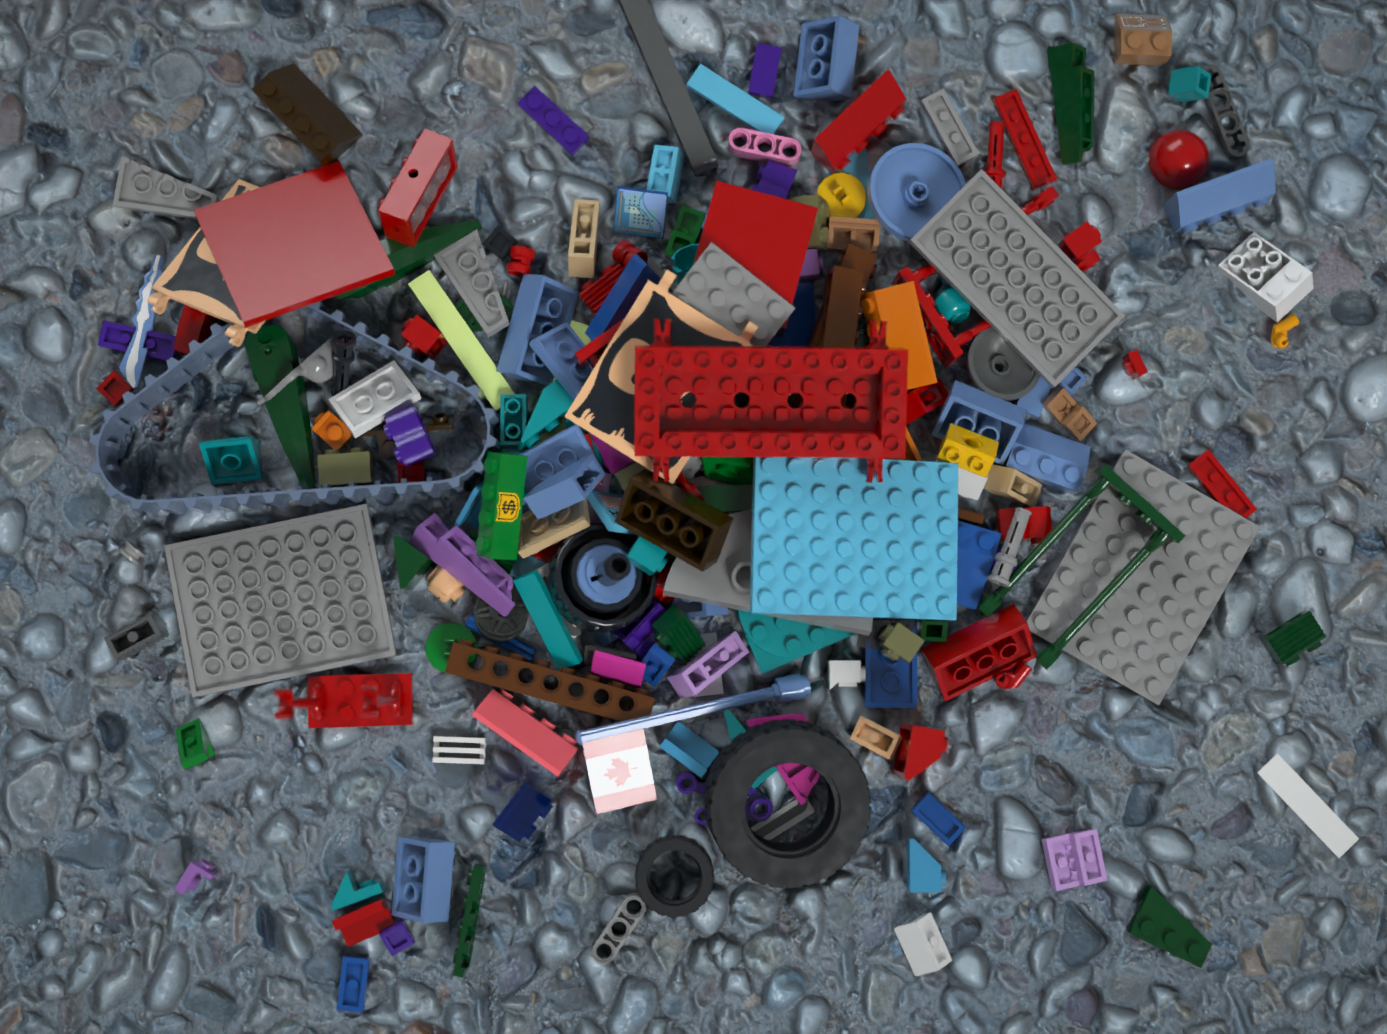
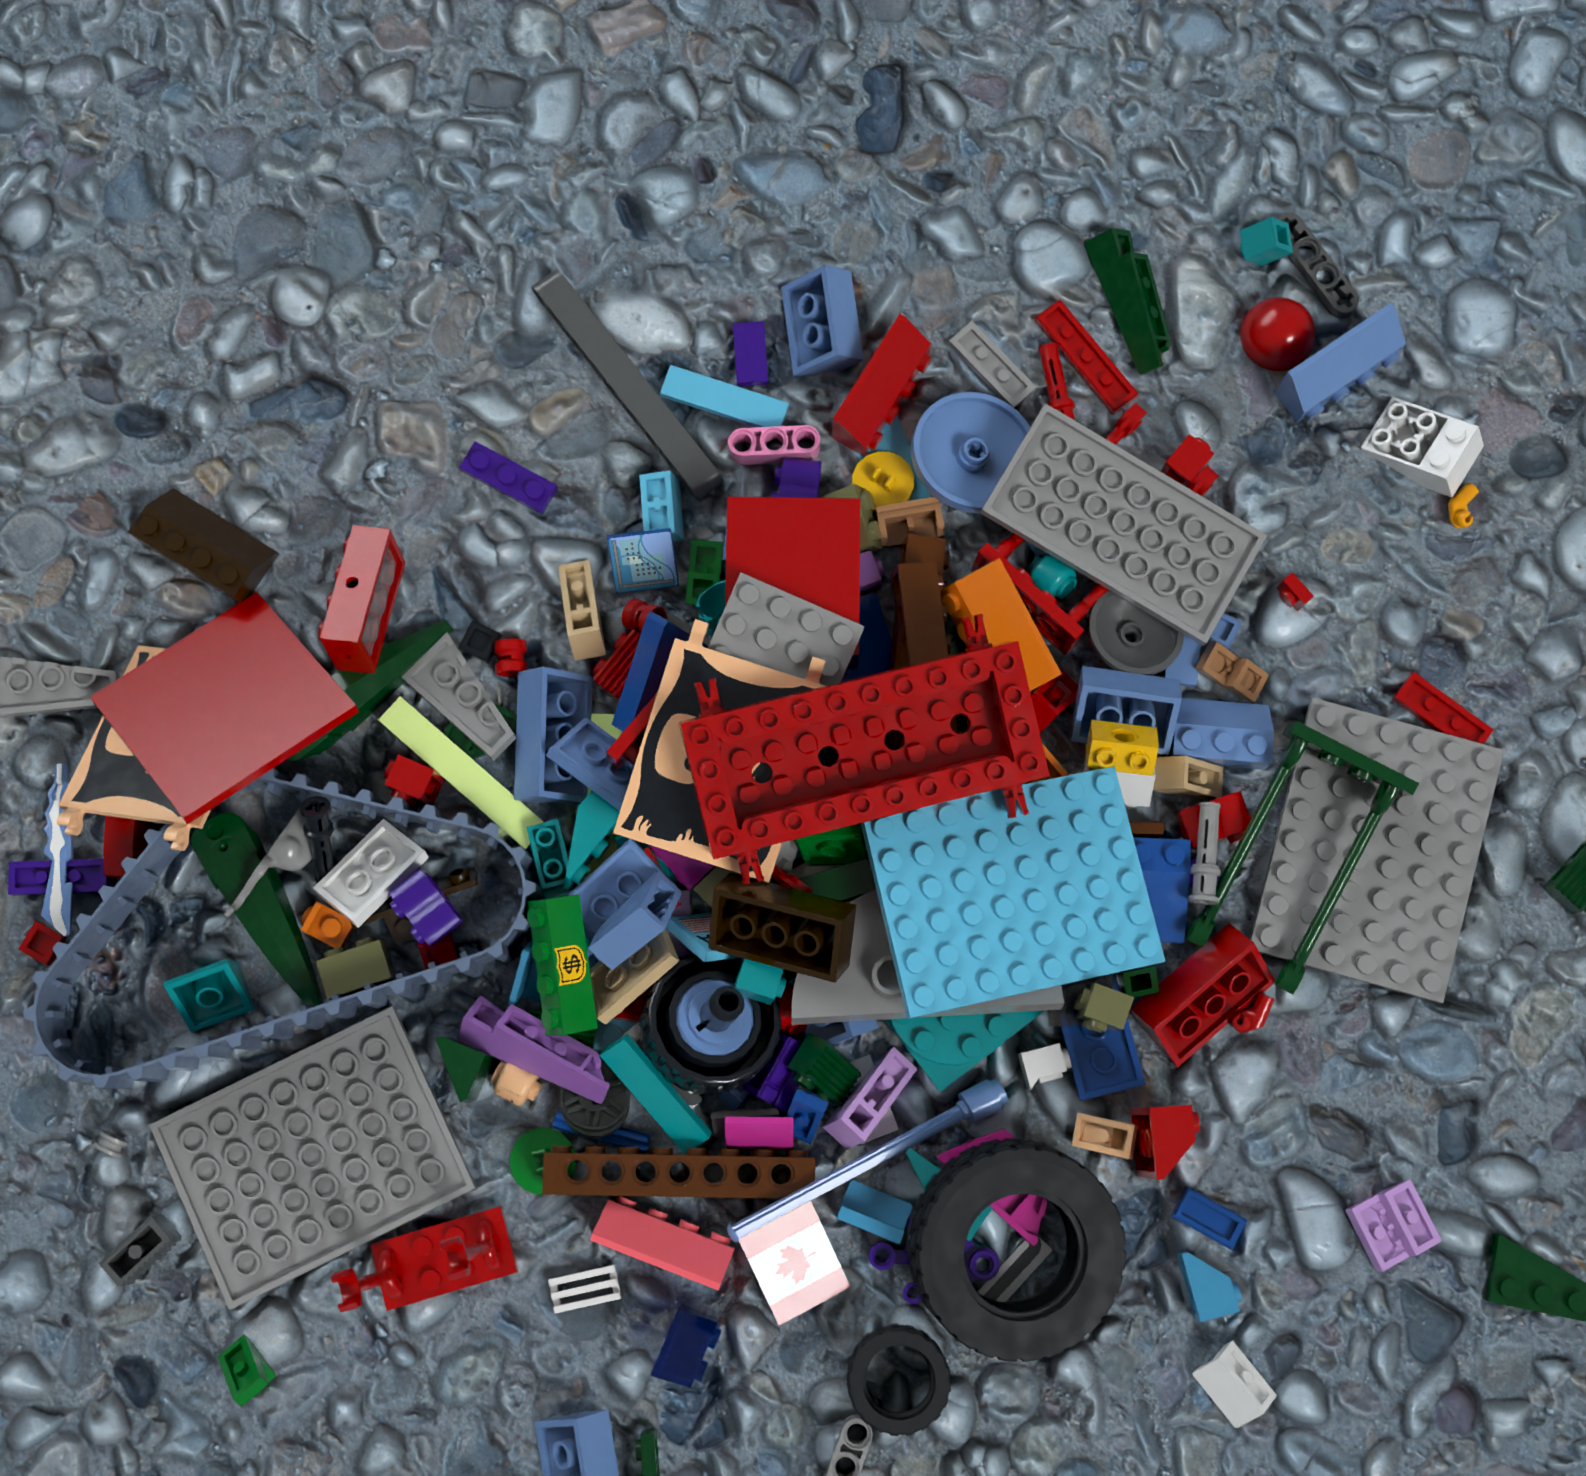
camera: 10 degrees left, 5 degrees down
(1142, 39) = (1194, 204): medium nougat slope -> none

